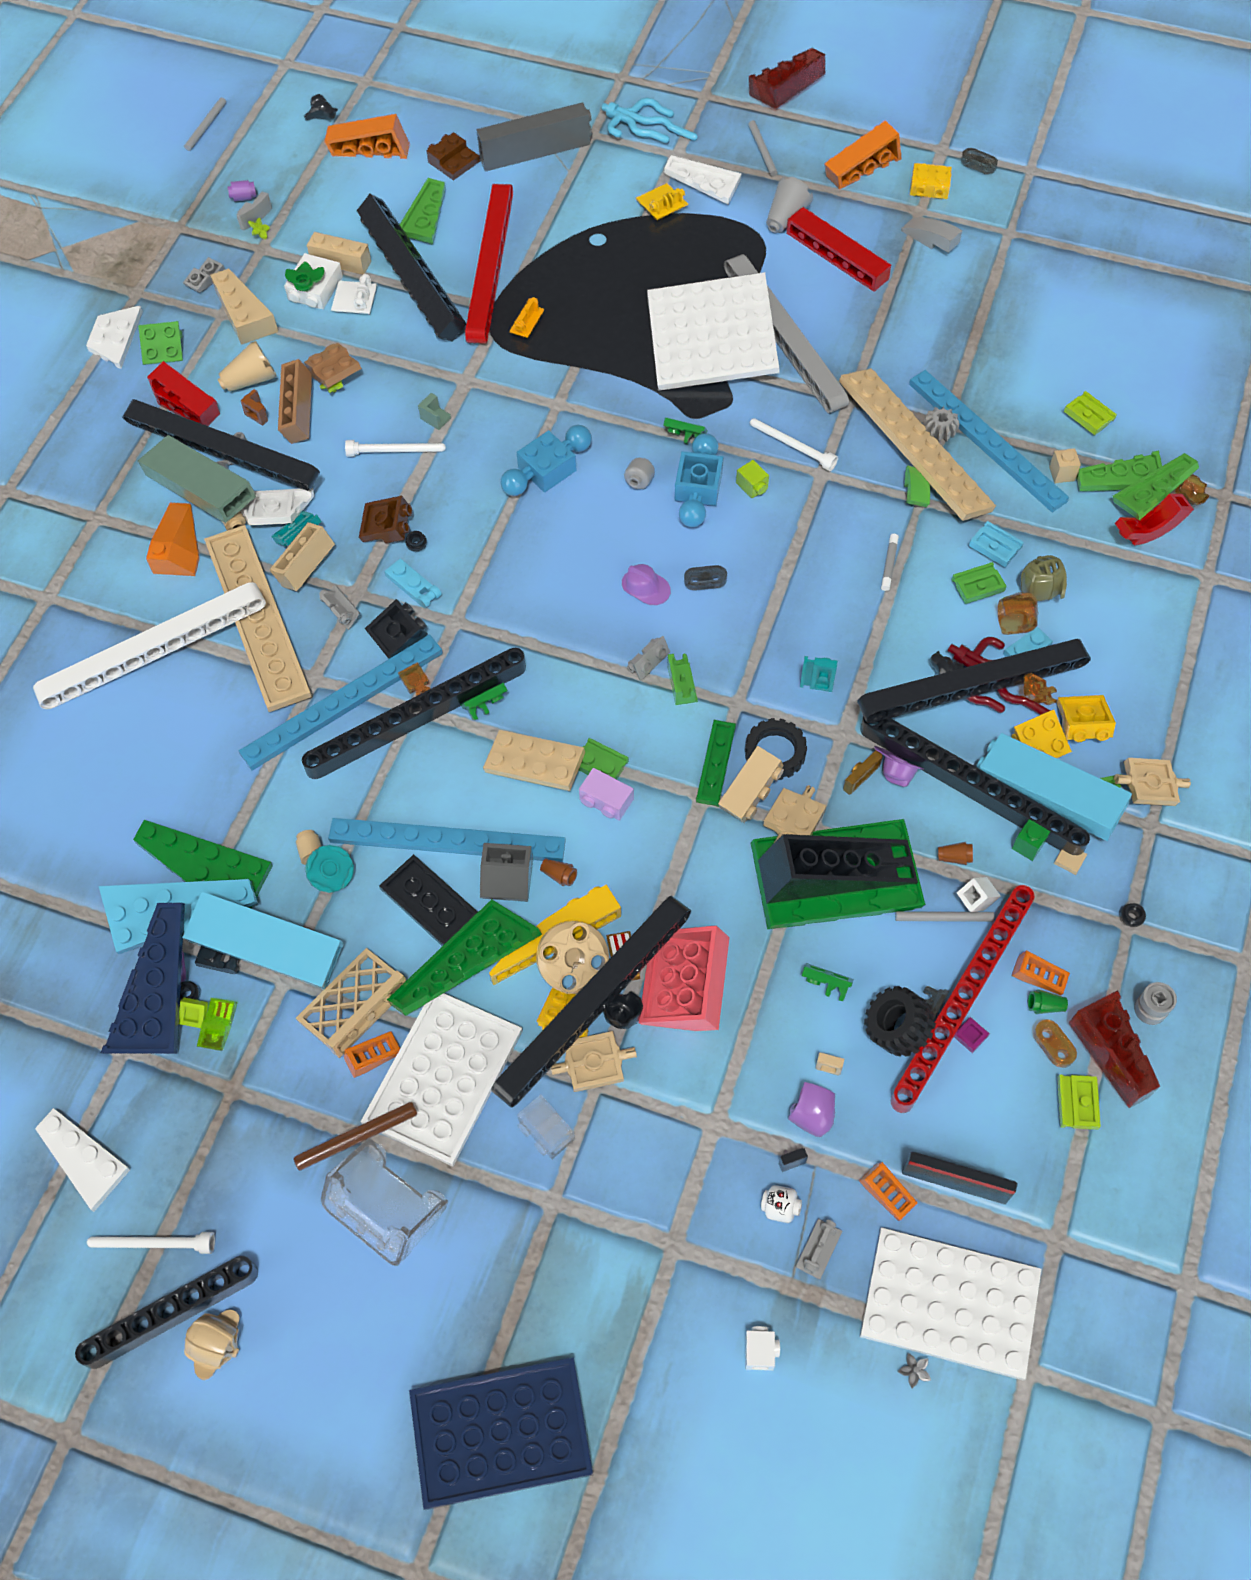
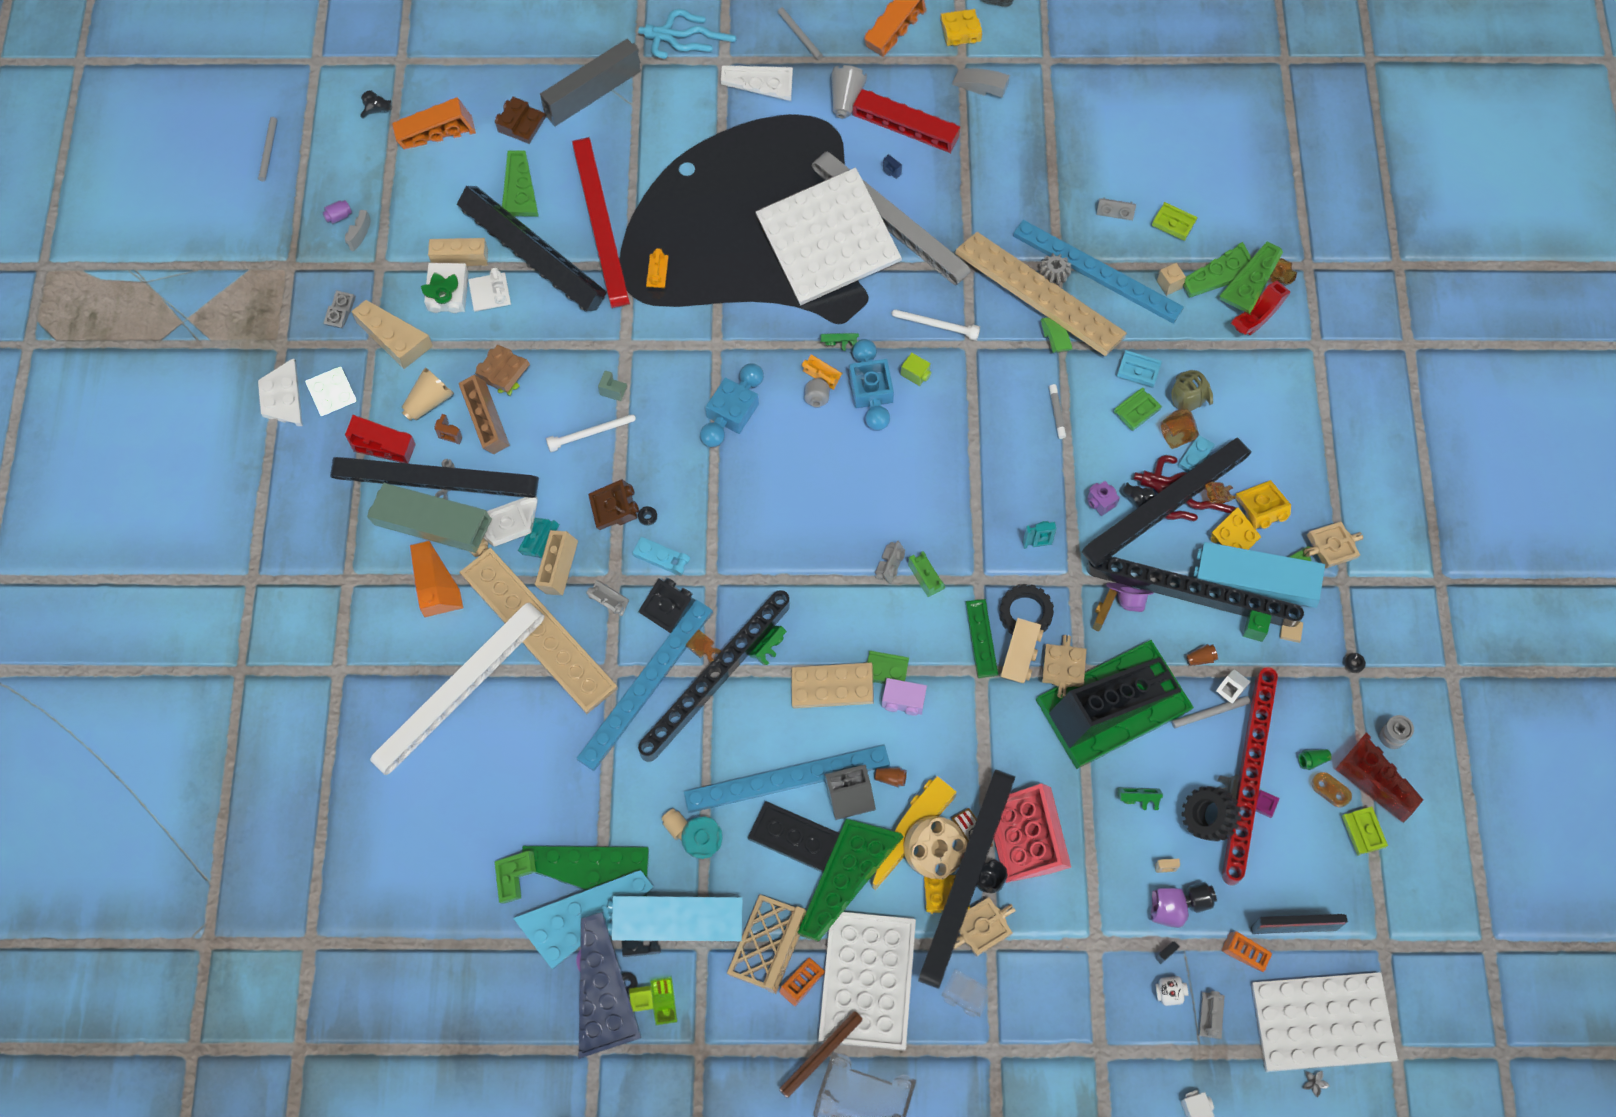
camera: 20 degrees left, 5 degrees up
(116, 840) = (508, 873): none -> bright green plate
(259, 229) = (370, 247): lime plant -> none
(646, 585) = (861, 495): medium lavender piece -> none
(648, 449) = (820, 369): none -> light orange hinge
(662, 200) = (731, 114): yellow hinge -> none
(705, 577) = (909, 473): clear smoke plate -> none
(806, 286) = (892, 166): none -> dark blue plate
(854, 1111) = (1200, 897): none -> black head
(905, 658) = (1103, 497): none -> medium lavender brick
(1028, 975) = (1287, 735): orange slope -> none
(1030, 385) = (1116, 209): none -> light grey hinge

